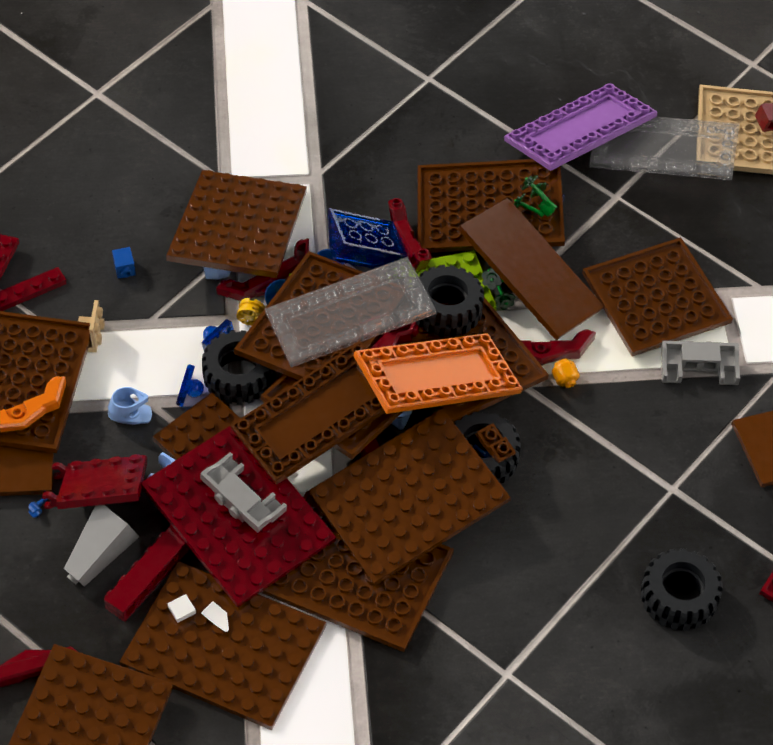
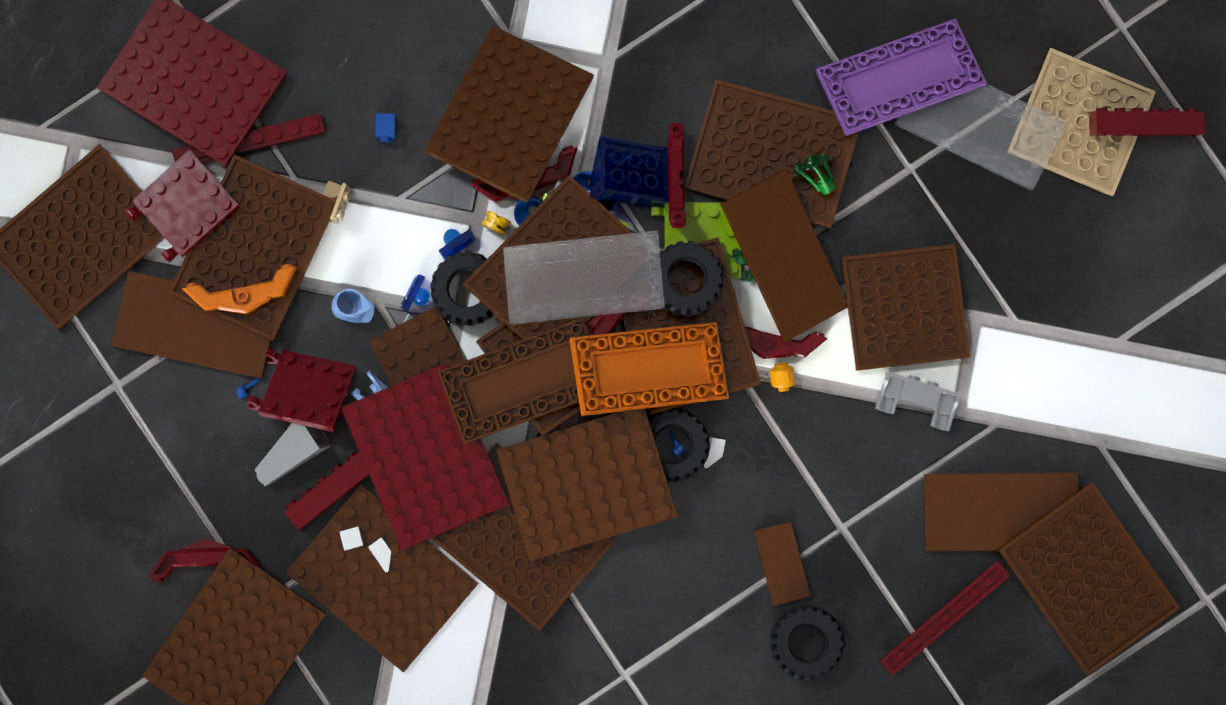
camera: 10 degrees right, 30 degrees up
(238, 497) = (425, 452): light grey bracket -> none
(495, 444) = (683, 453): reddish brown slope -> none
(525, 453) = (715, 452): none -> white sticker
(626, 531) = (782, 563): none -> reddish brown tile

